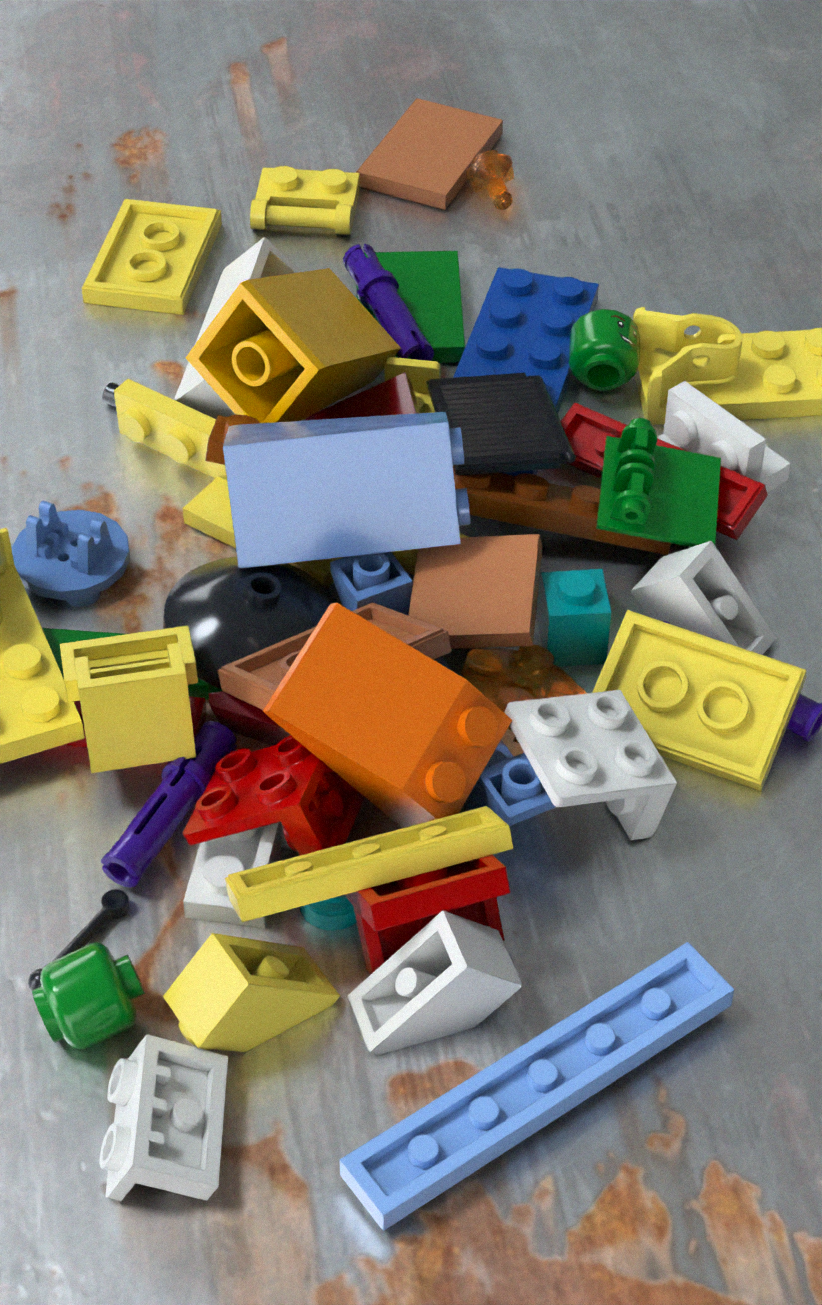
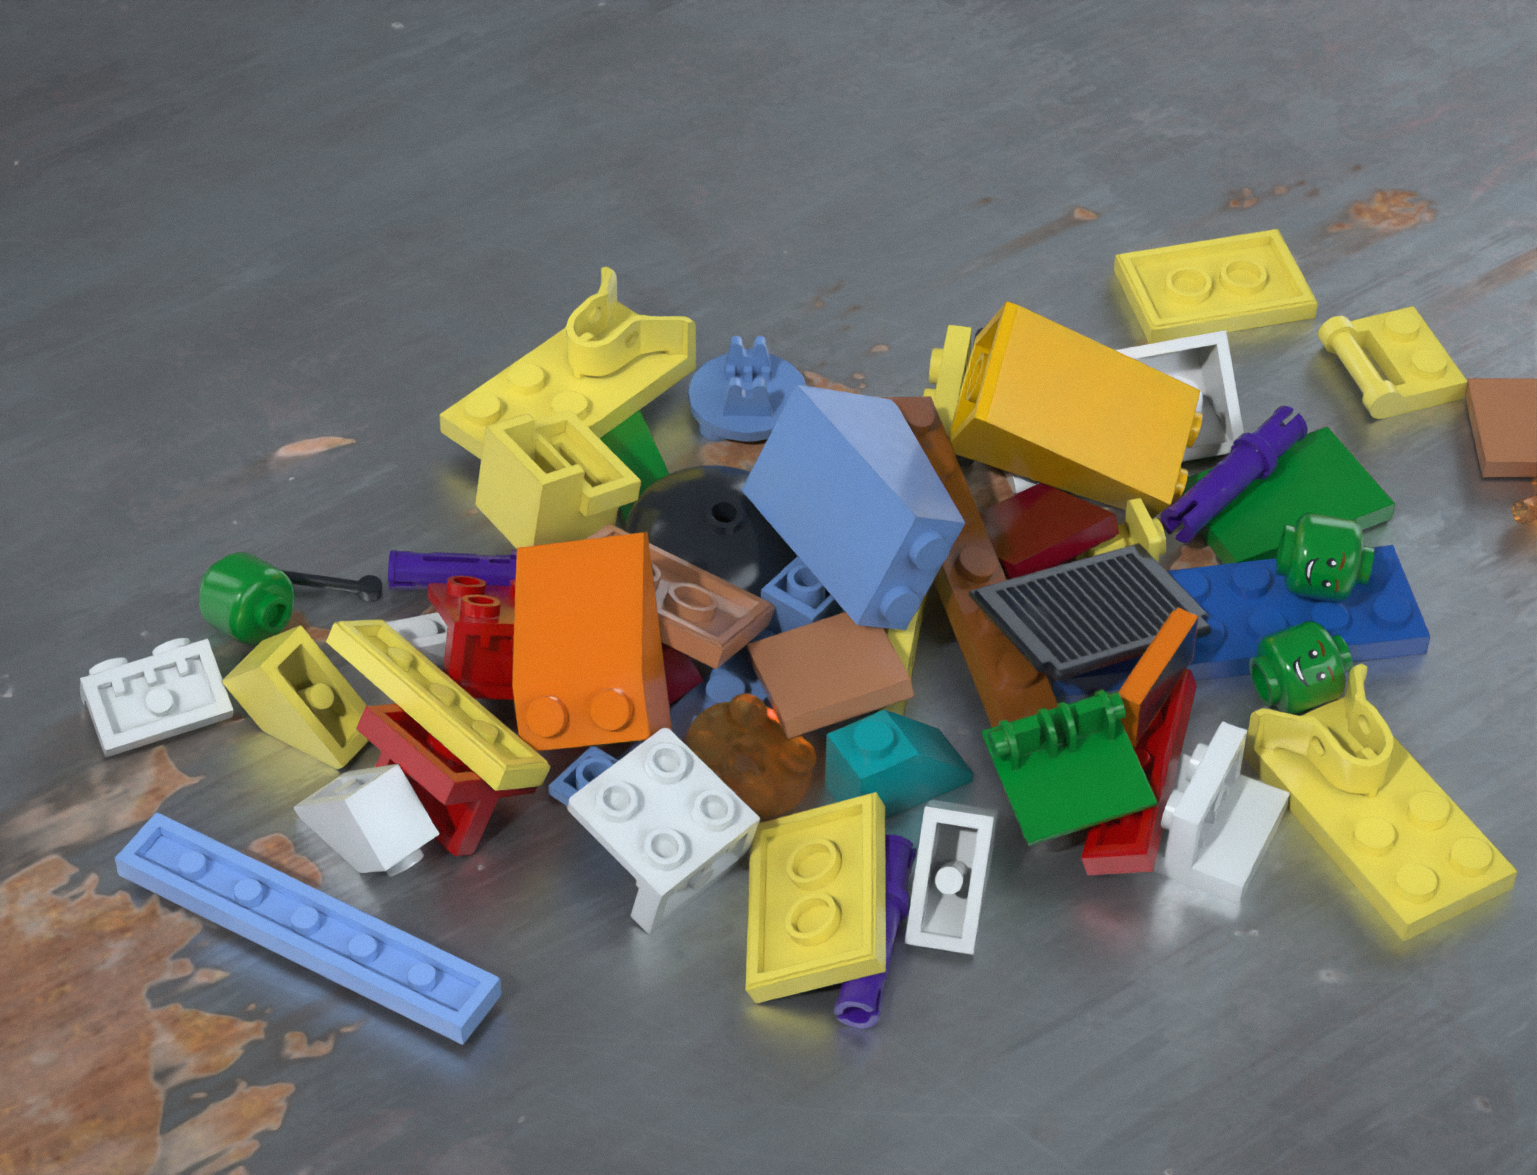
camera: 65 degrees right, 0 degrees up
(524, 285) = (1323, 557): none -> green head
(589, 402) = (1158, 672): none -> orange tile

